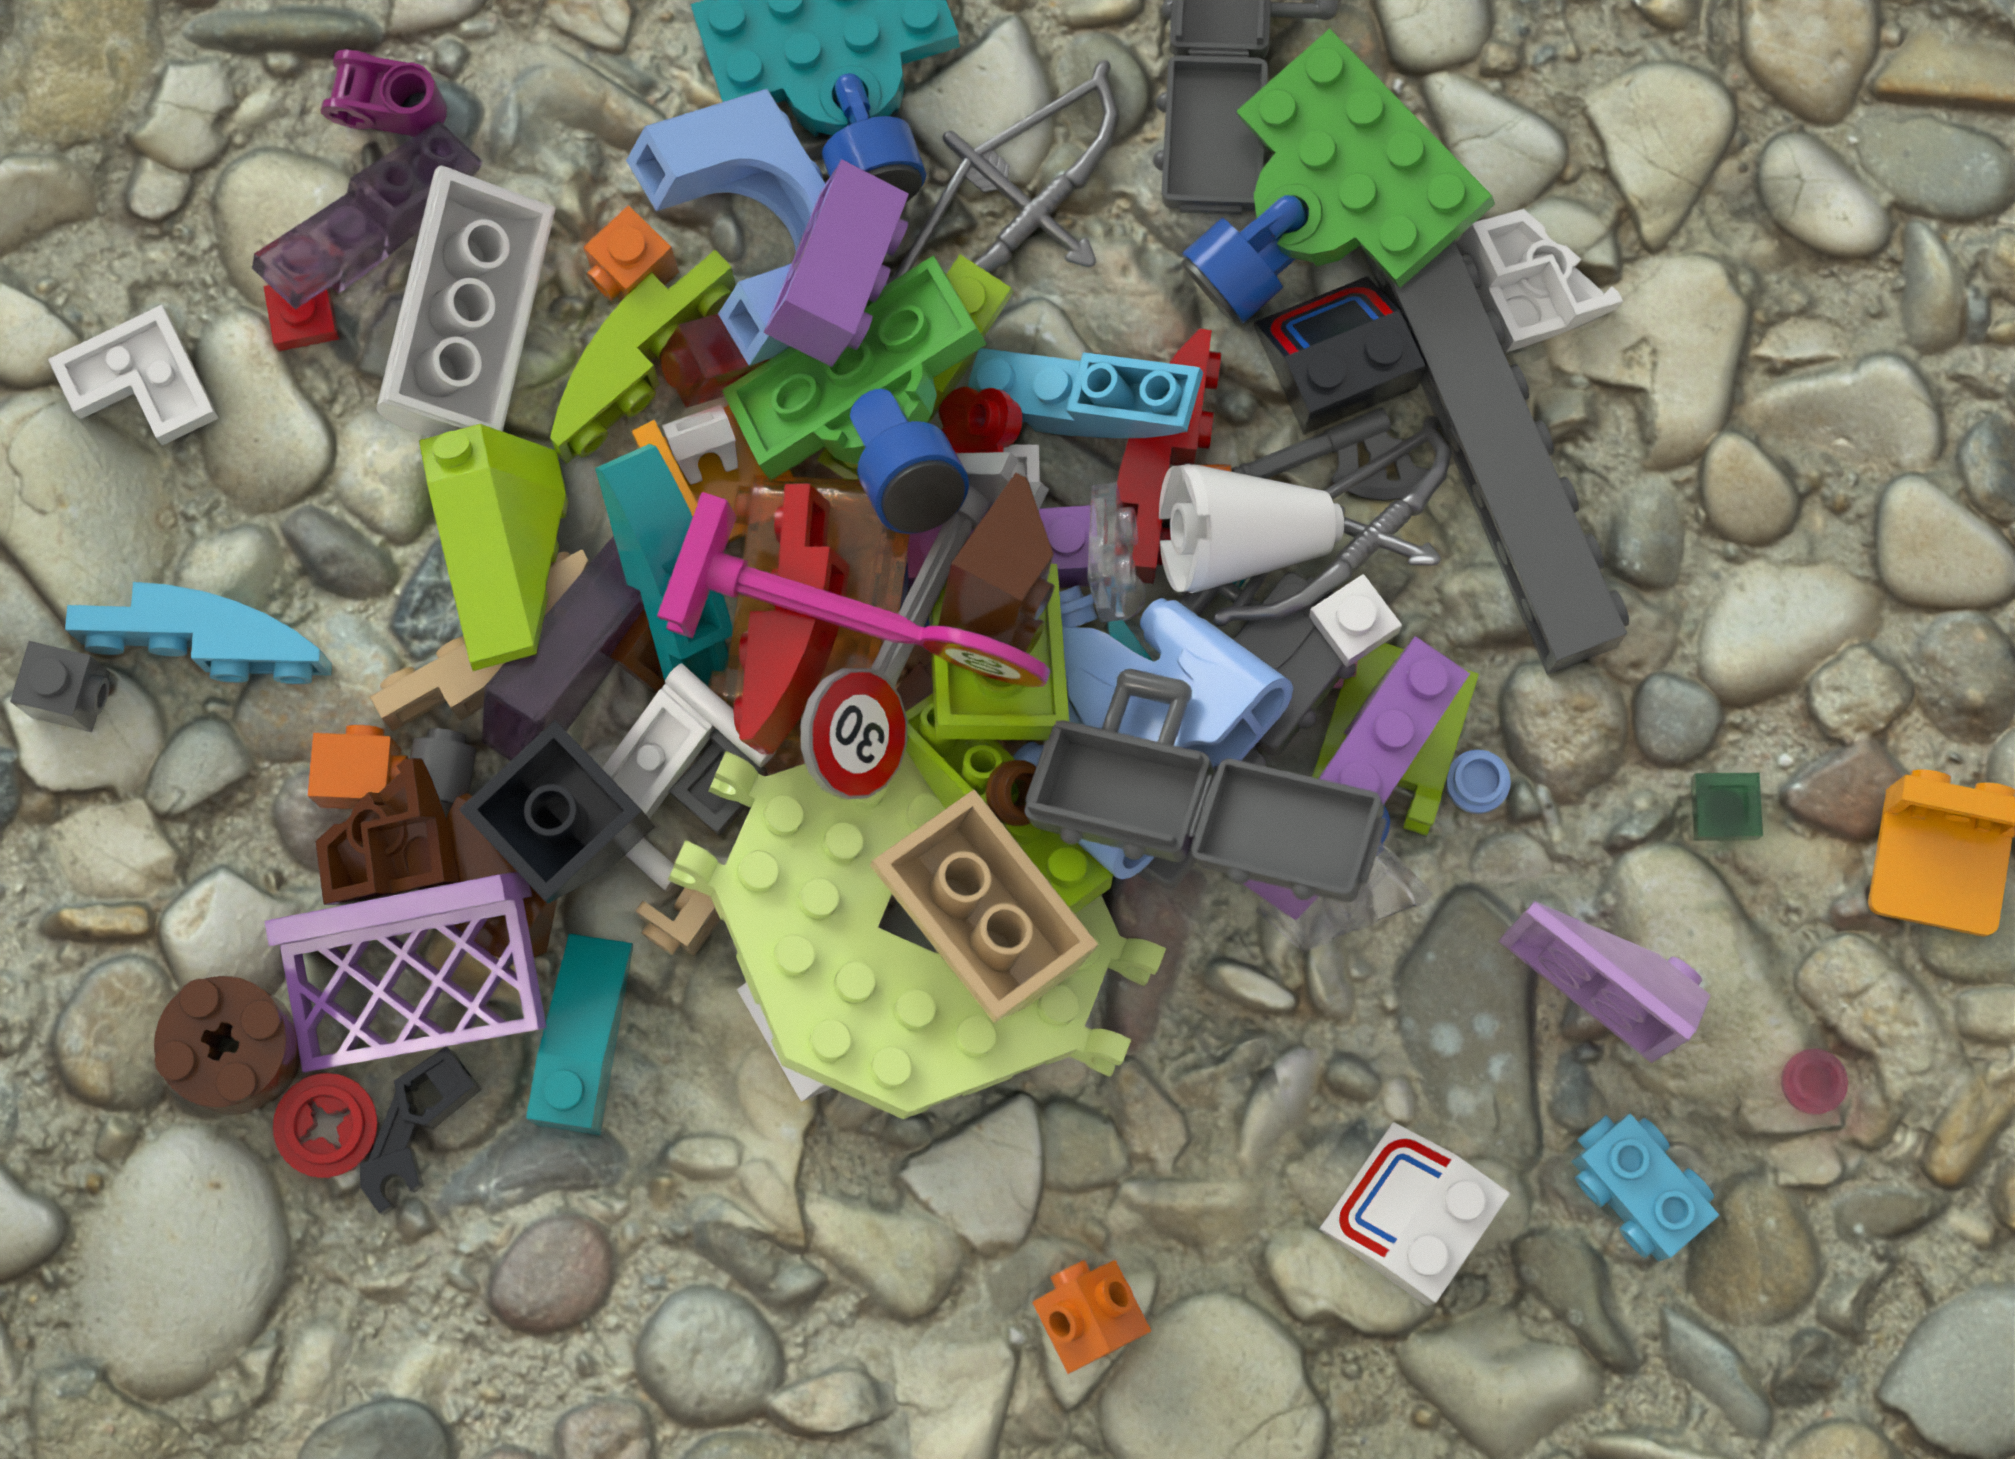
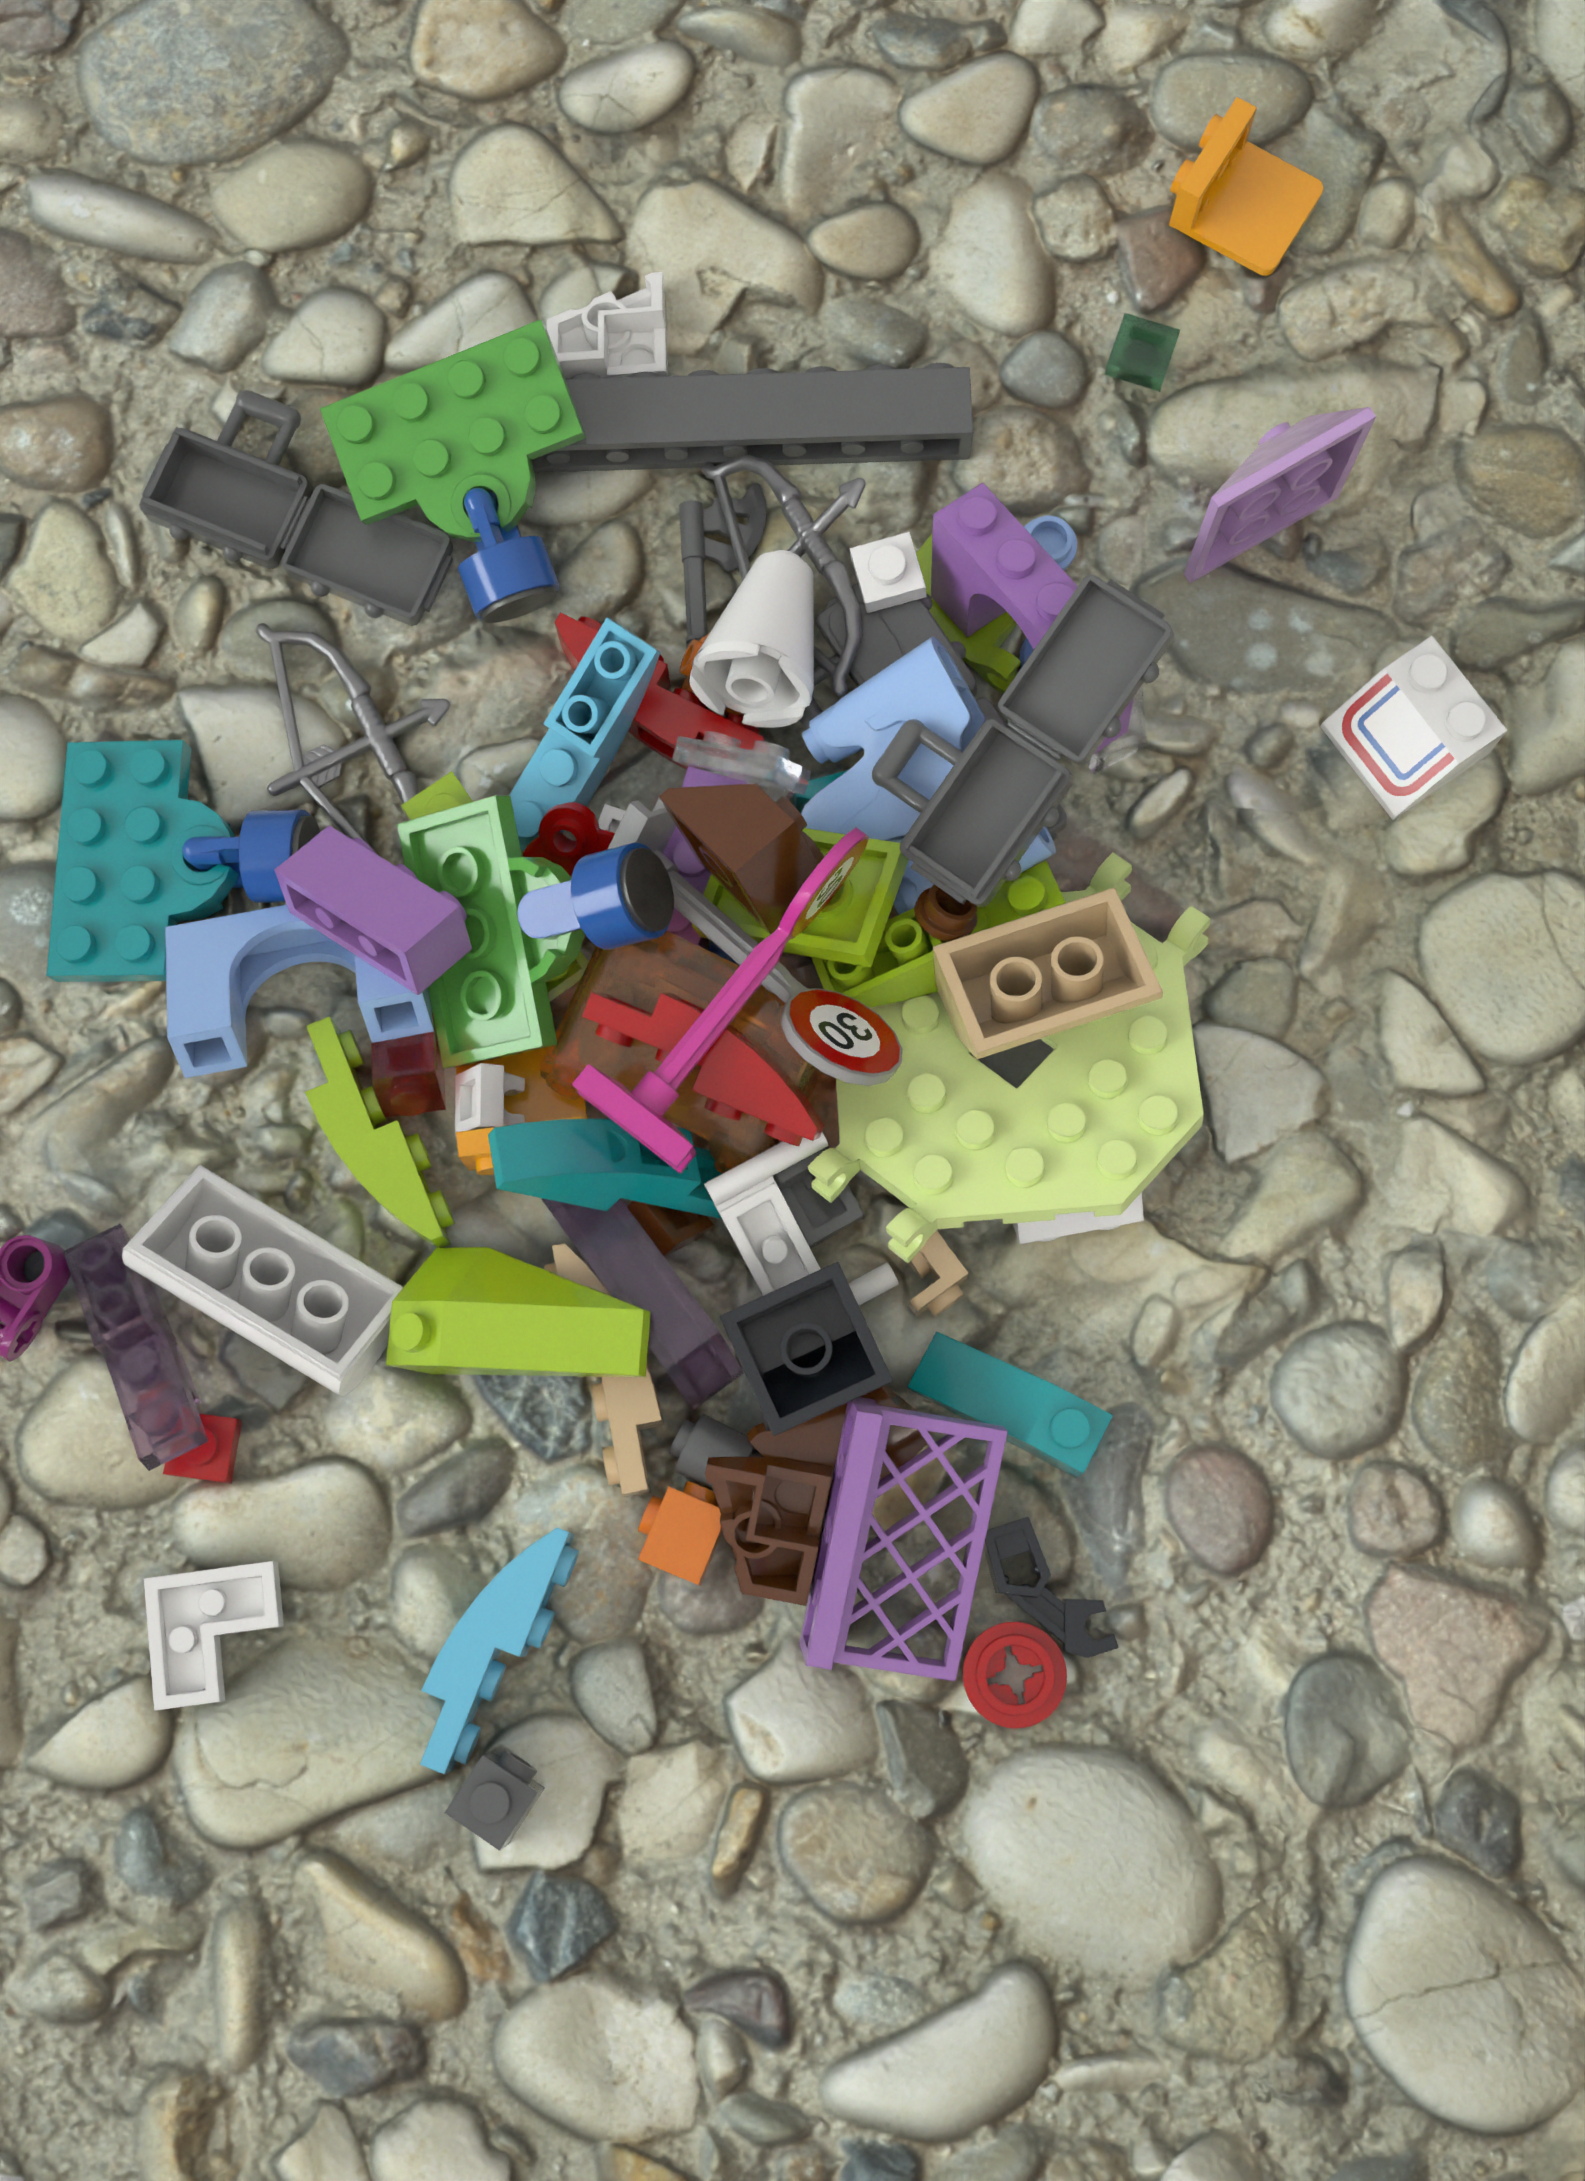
camera: 70 degrees left, 0 degrees up
(219, 1009) = (915, 1782): reddish brown brick -> none
(627, 254) = (279, 1112): orange brick -> none
(1090, 1313) = (1419, 1030): orange brick -> none
(1340, 353) = (615, 518): black slope -> none
(1634, 1175) = (1441, 538): medium azure brick -> none
(1814, 1081) = (1400, 371): clear pink plate -> none

